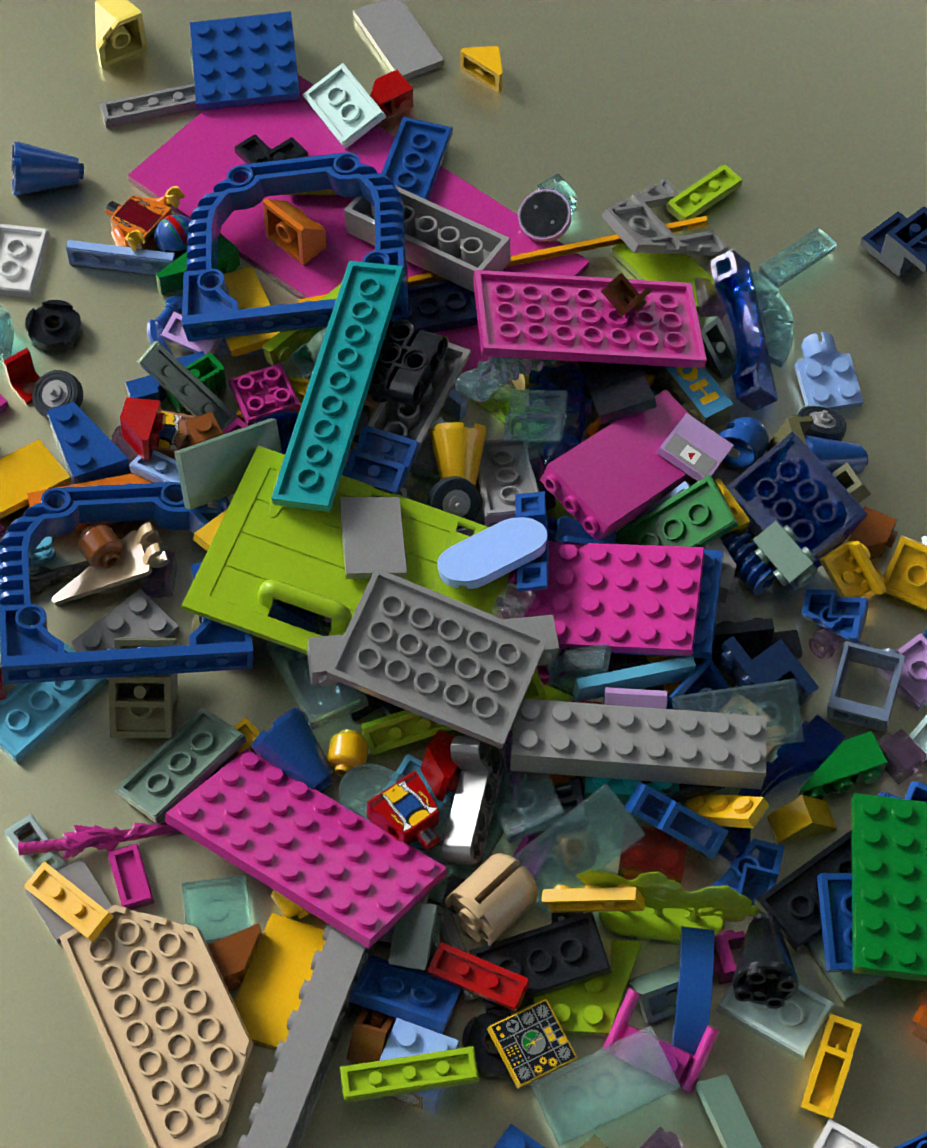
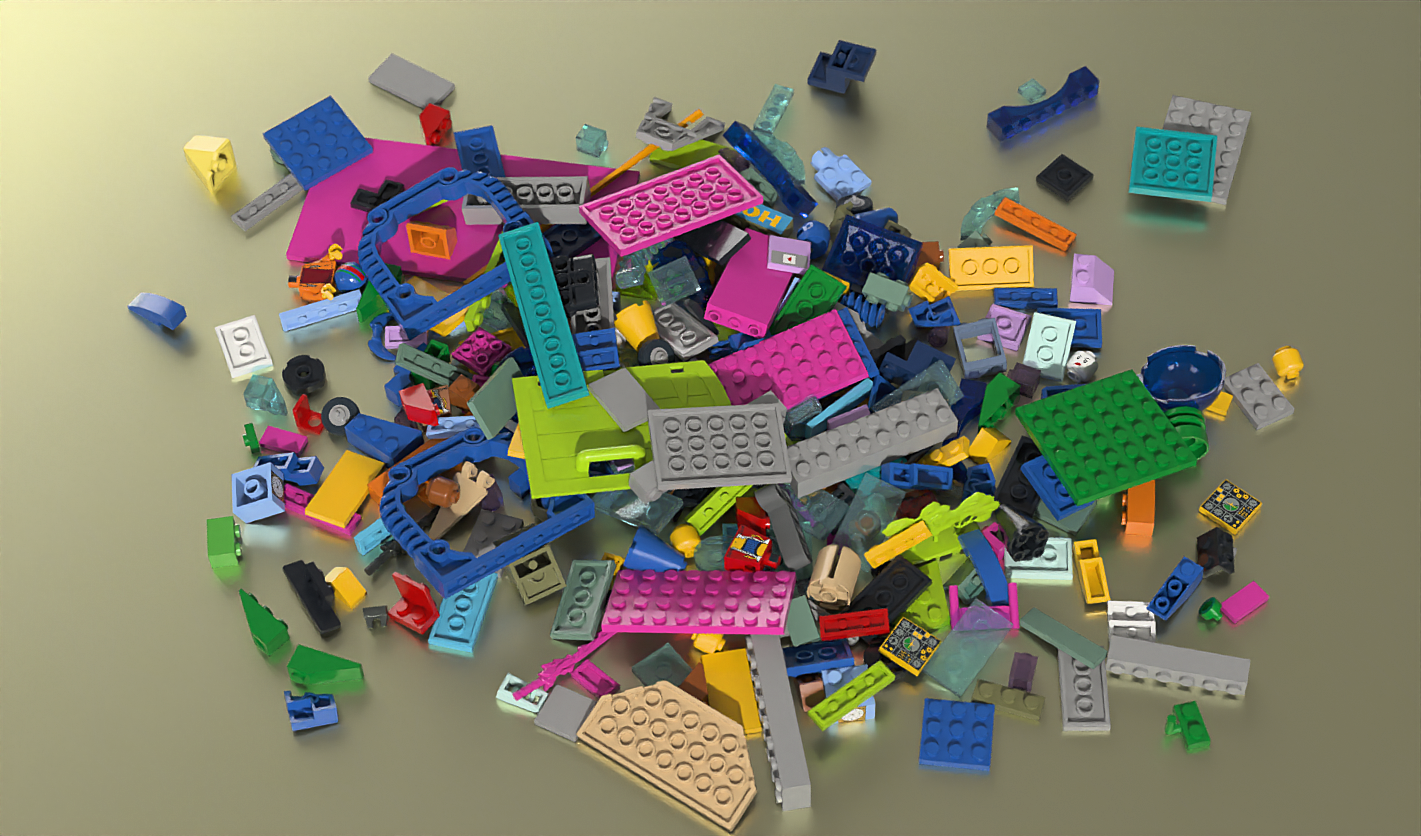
camera: 25 degrees left, 5 degrees down
(42, 169) = (223, 277): blue cone -> none
(68, 901) = (570, 708): yellow plate -> none
(344, 105) = (409, 142): light aqua tile -> none
(483, 65) = (485, 75): yellow slope -> none
(492, 553) = (706, 373): light blue tile -> none
(512, 603) = (738, 396): clear bracket -> none
(535, 573) = (724, 356): blue slope -> none
(544, 215) = (594, 154): black tile -> none
(624, 295) = (687, 180): reddish brown bracket -> none
(704, 193) = (687, 95): lime plate -> none

